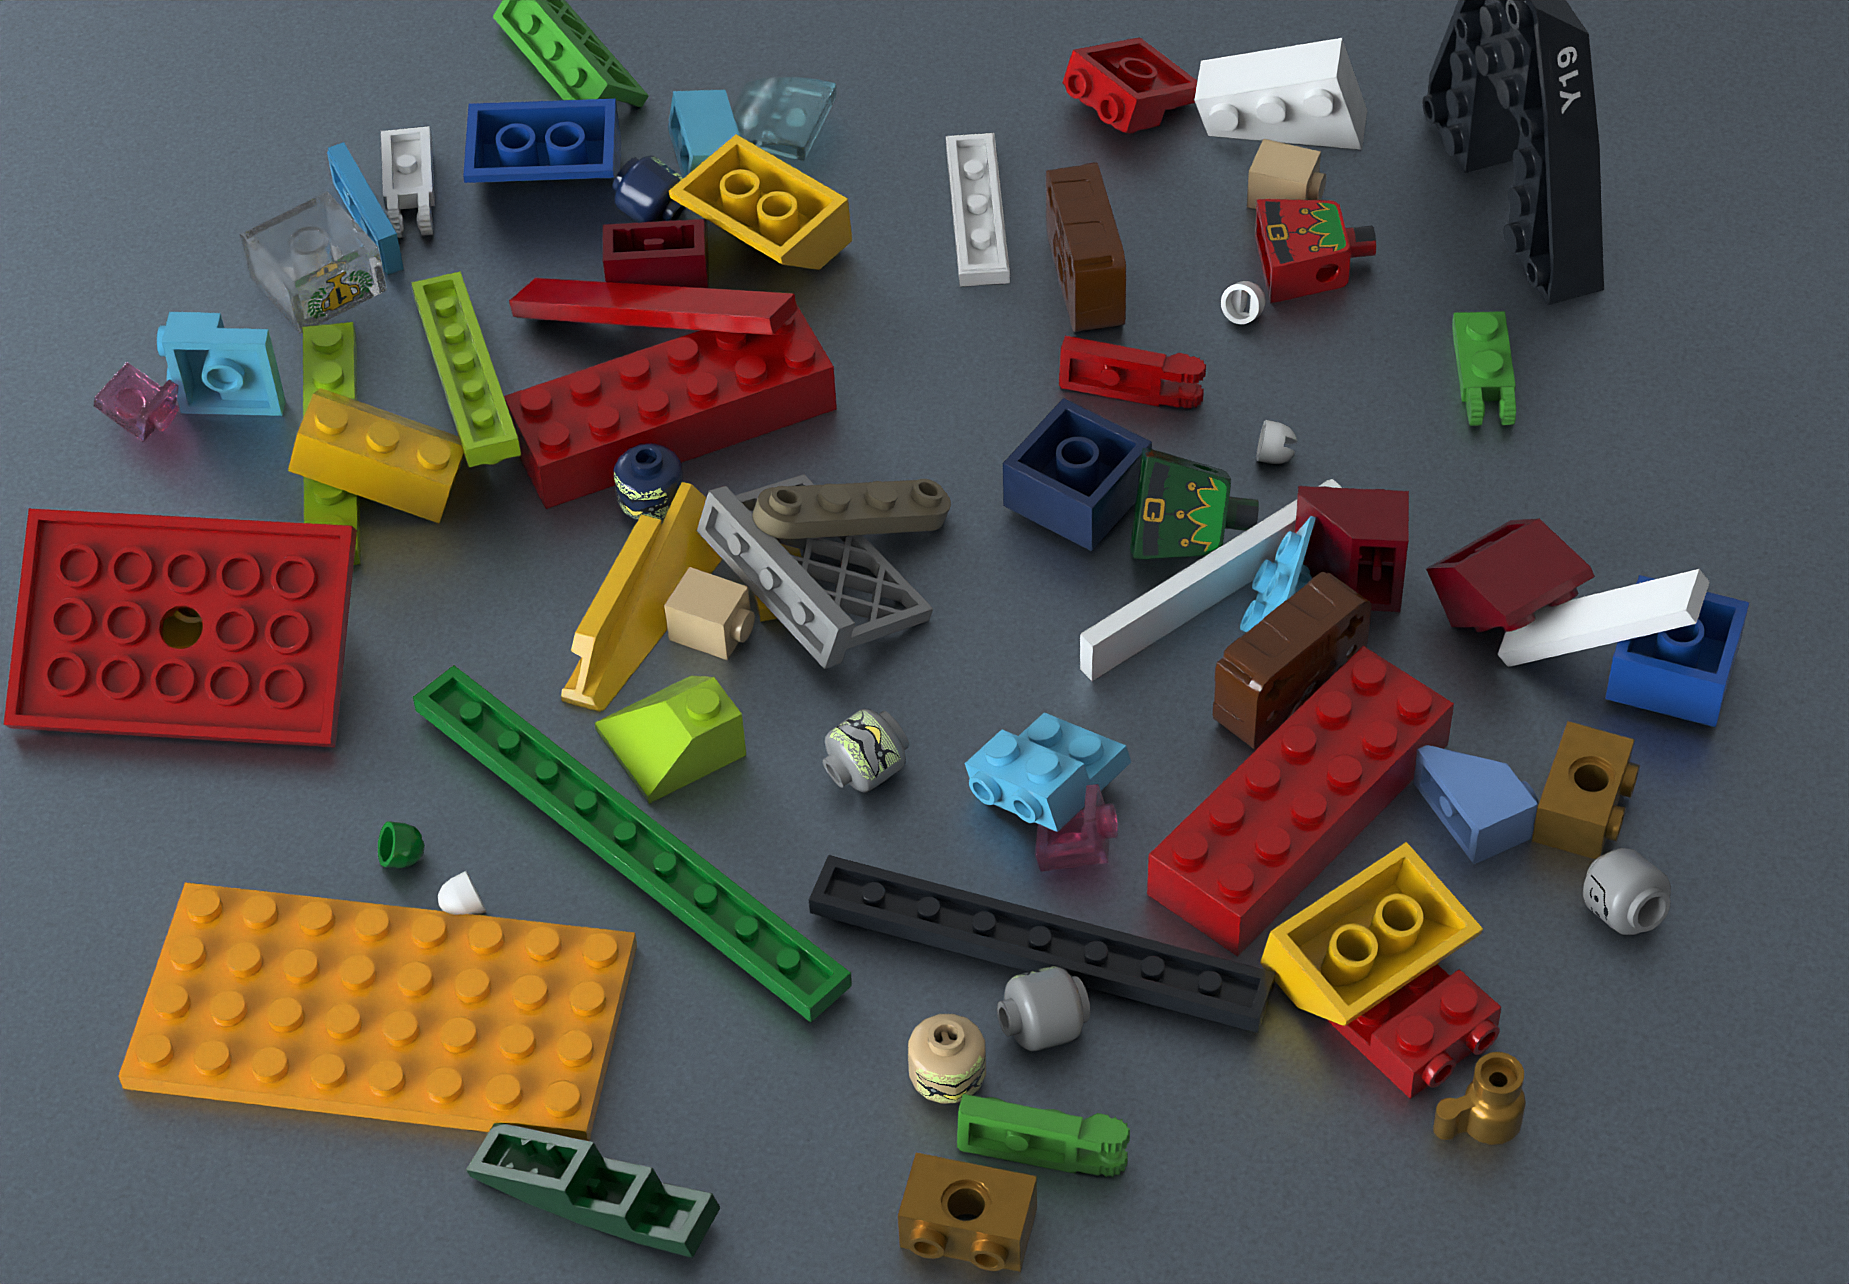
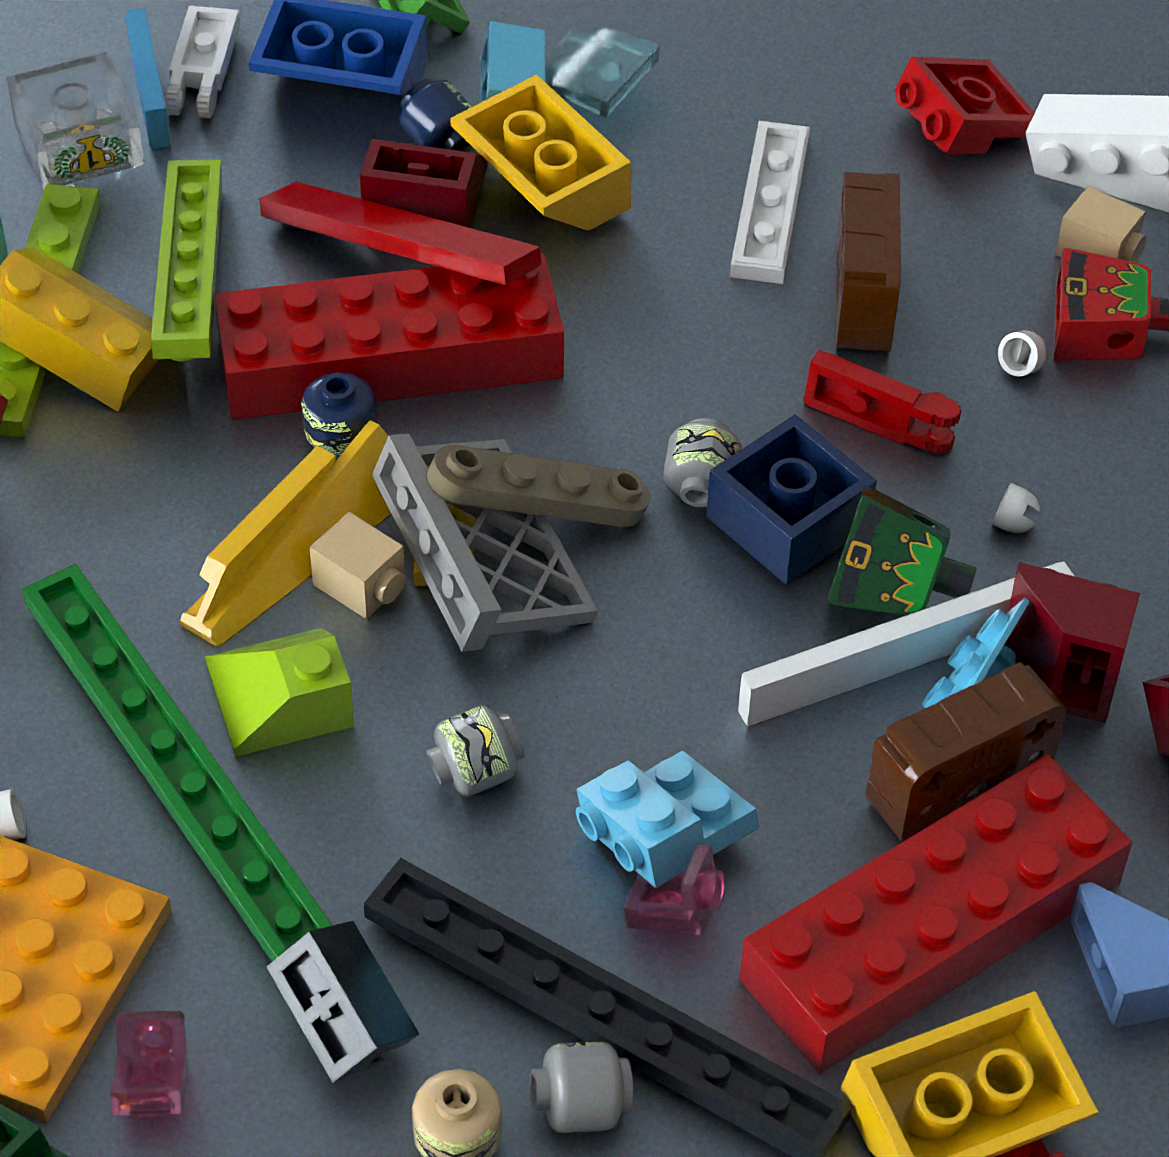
camera: 10 degrees right, 0 degrees up
(666, 1072) = (149, 1064): none -> clear pink bracket
(818, 981) = (342, 999): none -> black hinge
(981, 454) = (693, 453): none -> light grey head

